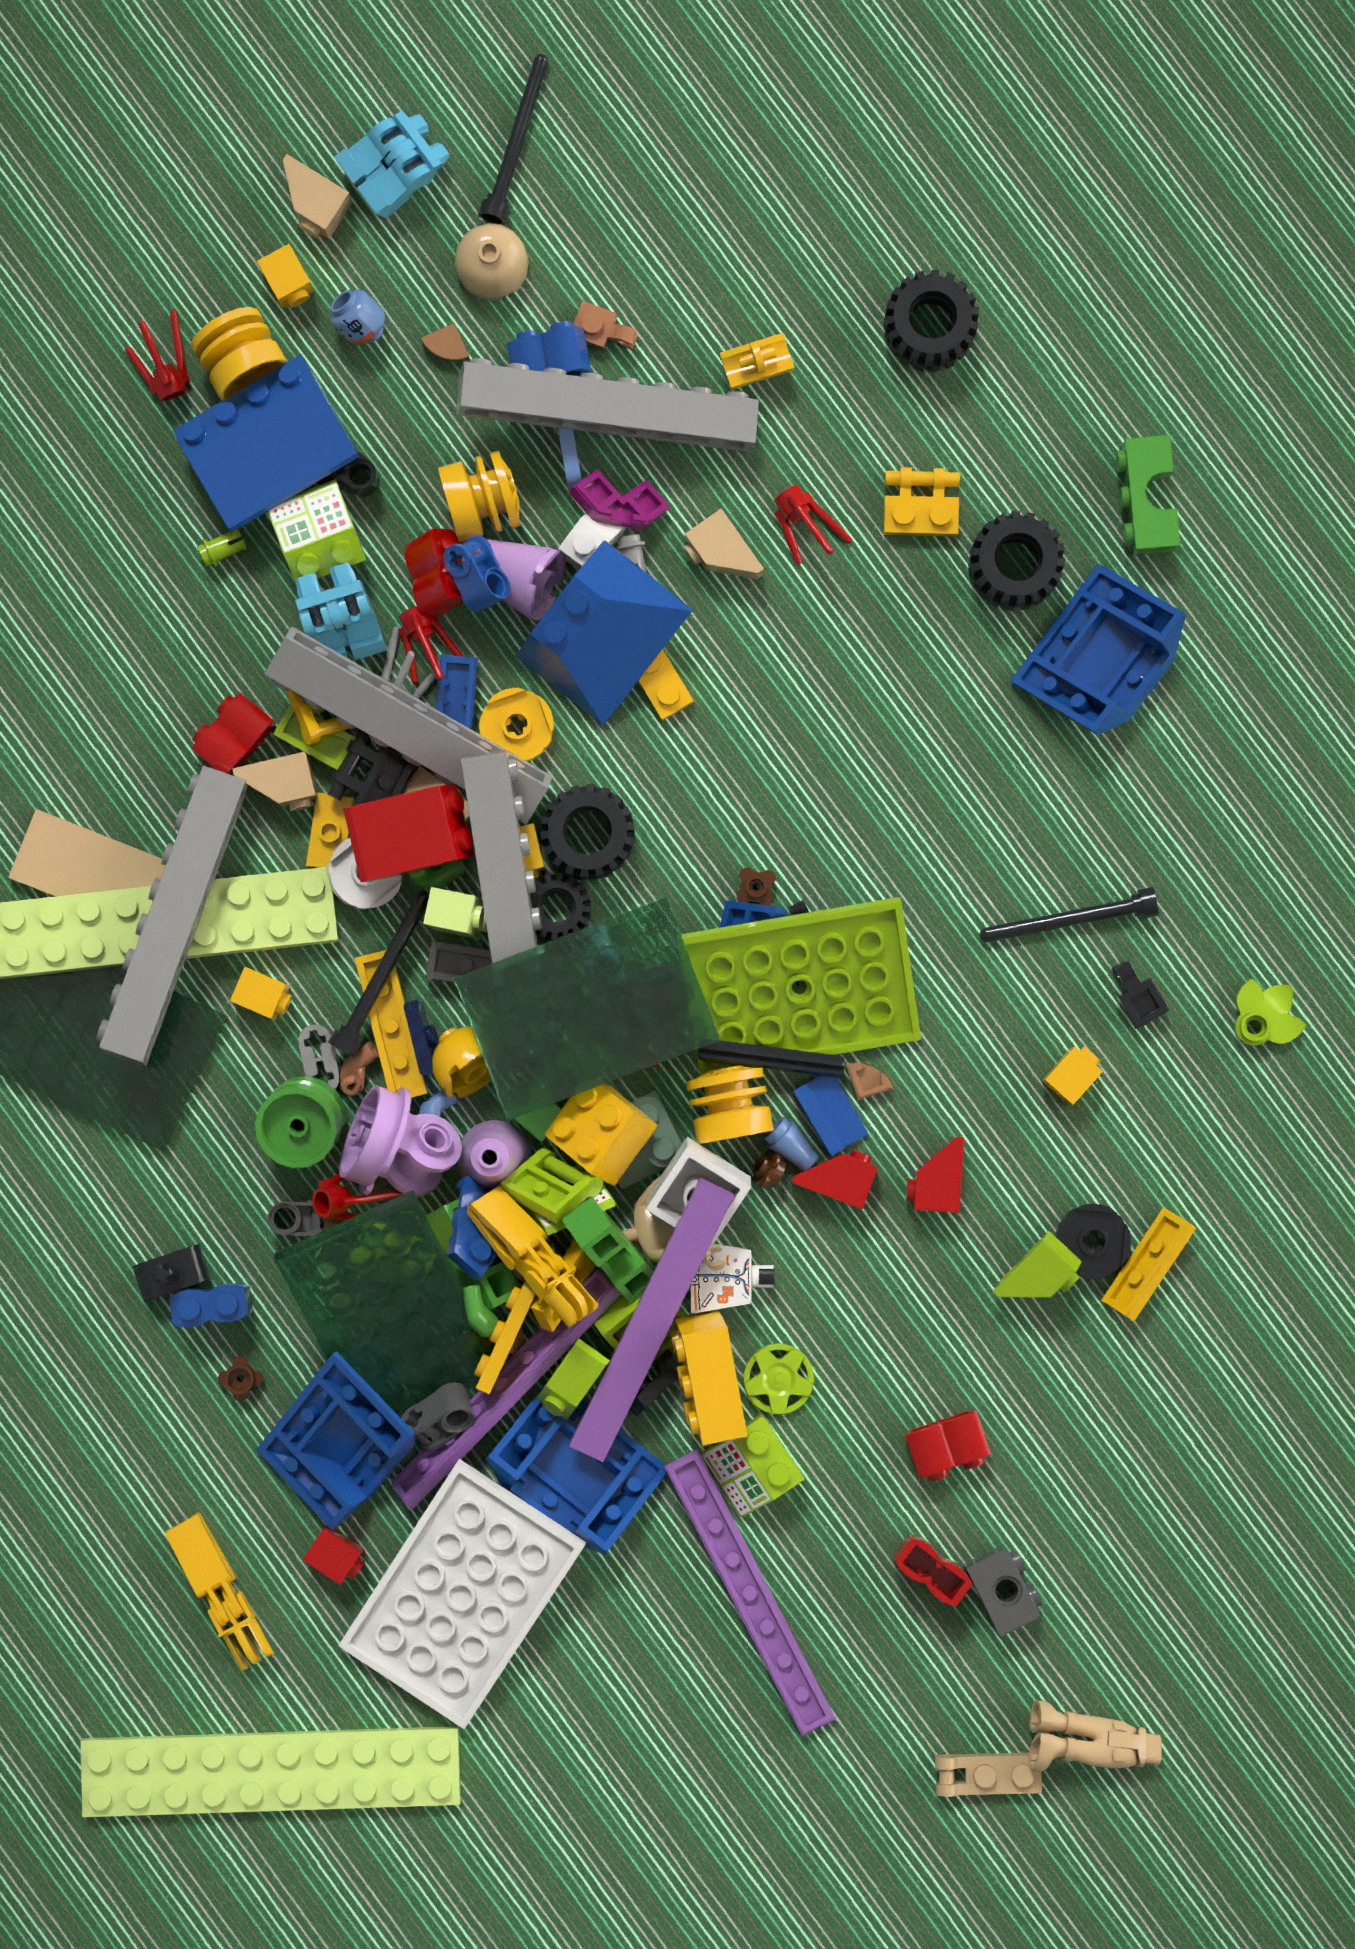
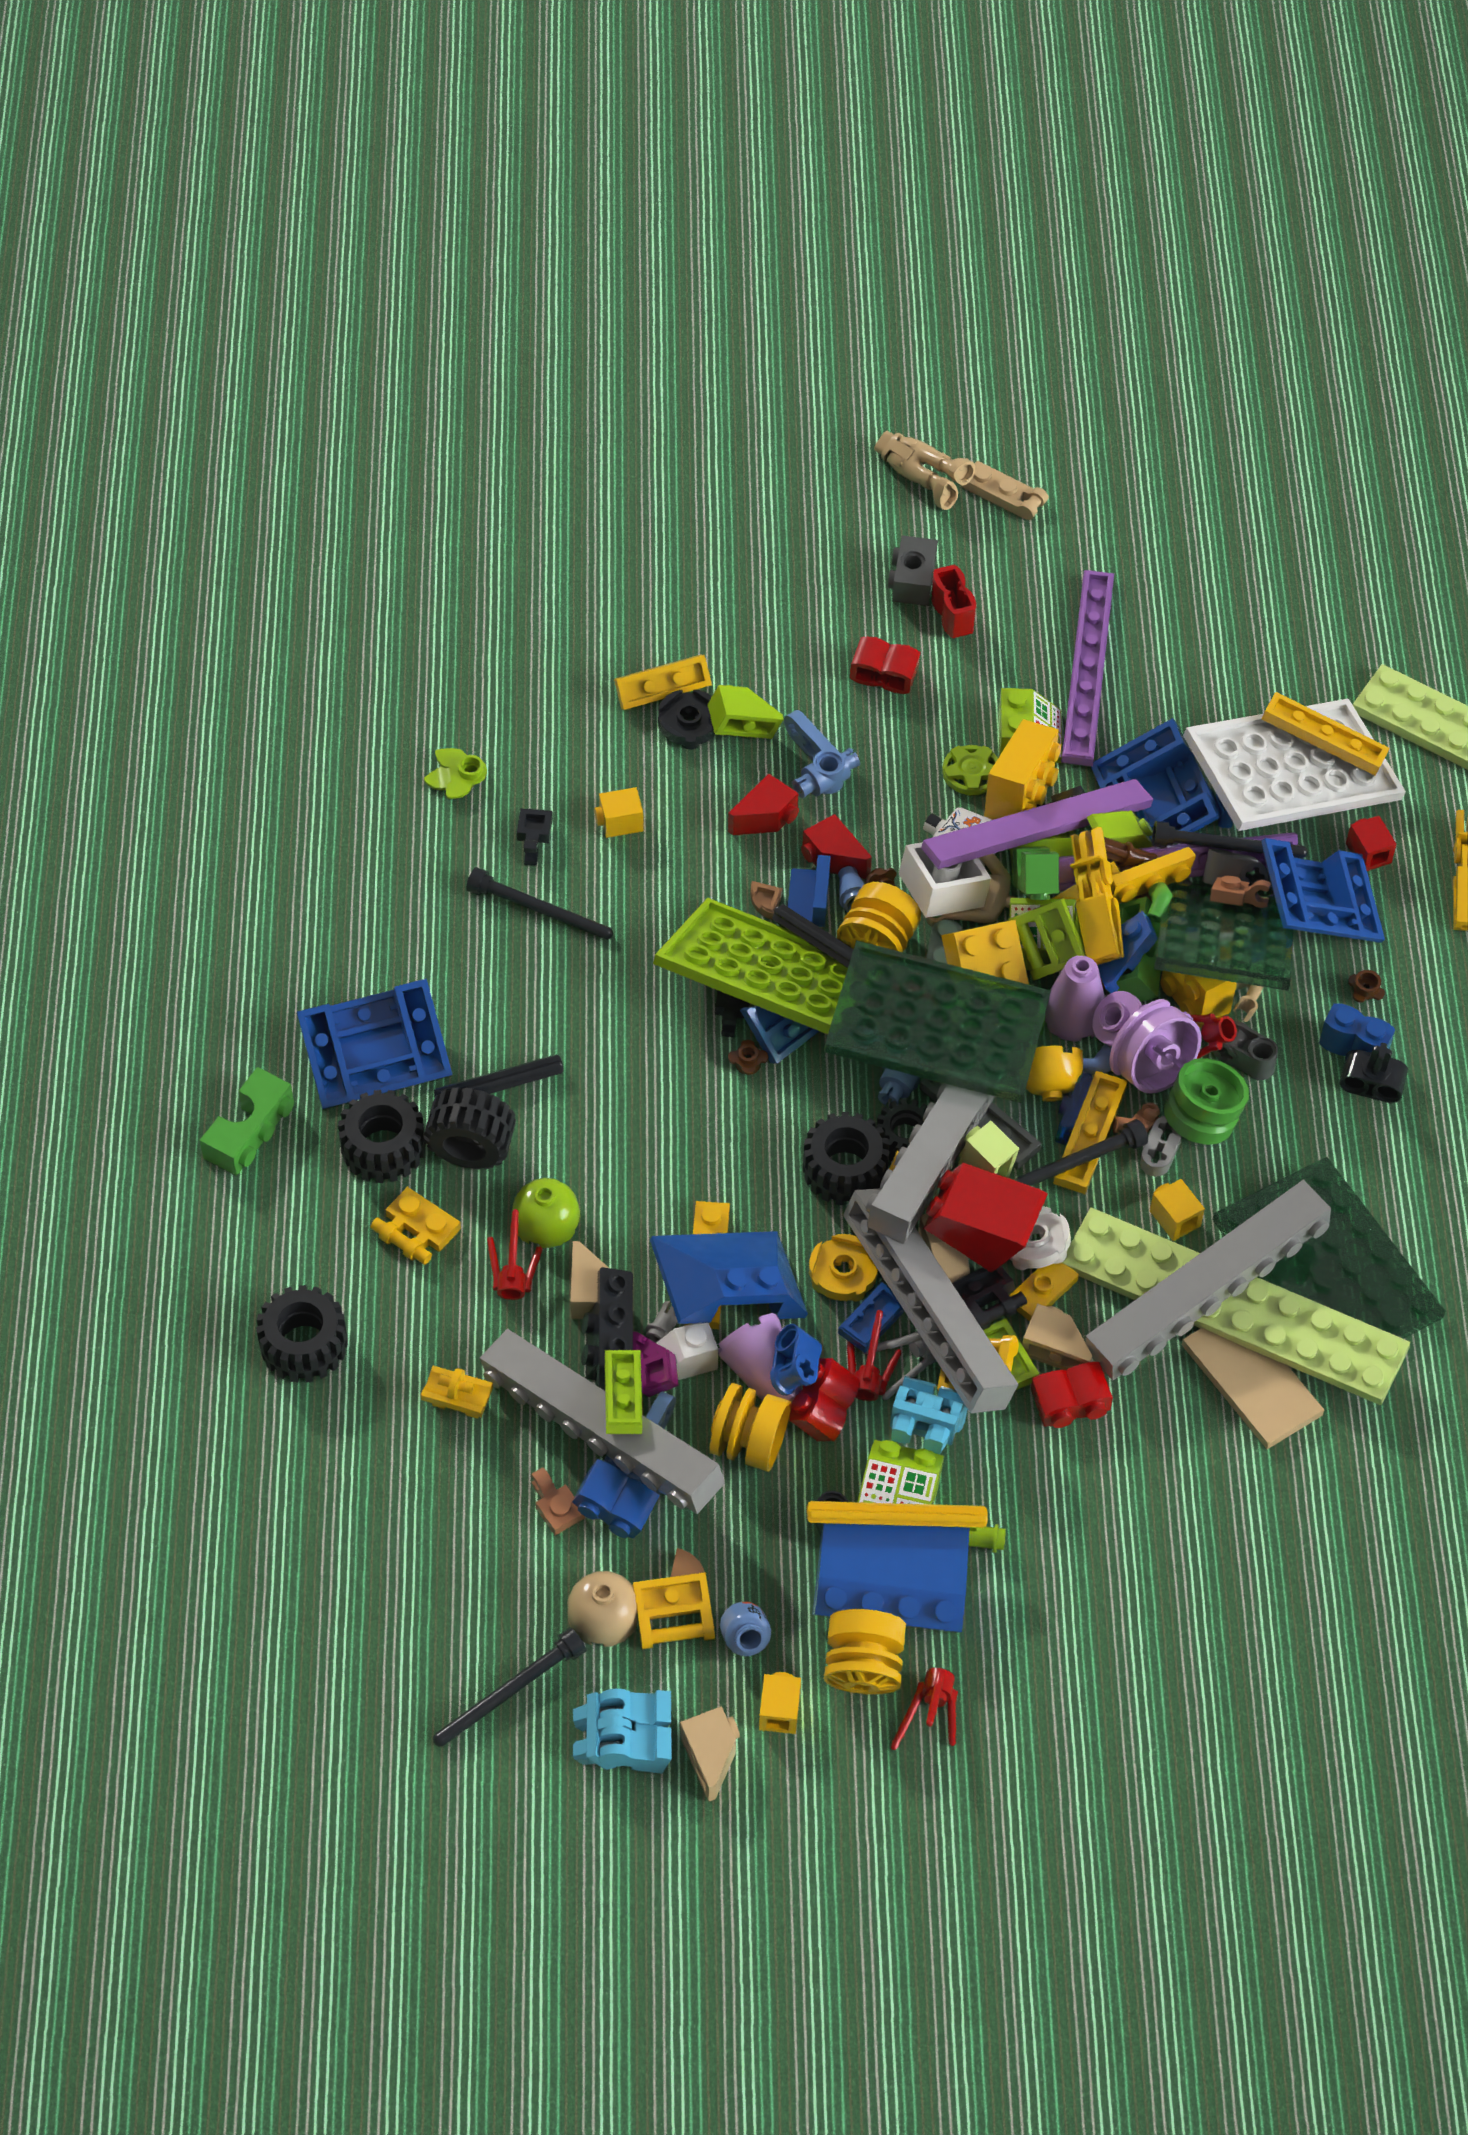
camera: 150 degrees left, 30 degrees down
(288, 483) = (897, 1514): none -> yellow axle
(418, 1378) = (1237, 892): none -> nougat plate
(437, 304) = (673, 1598): none -> yellow plate
(449, 1647) = (1325, 733): none -> yellow plate
(522, 1399) = (1167, 835): none -> black piece
(542, 1344) = (1126, 854): none -> reddish brown axle
(598, 430) = (623, 1392): none -> lime tile
(662, 501) = (608, 1322): none -> black bracket
(817, 596) = (546, 1212): none -> lime cylinder
(918, 1248) = (829, 765): none -> medium blue piece
(937, 611) = (469, 1128): none -> black tyre
(962, 702) = (511, 1076): none -> black axle

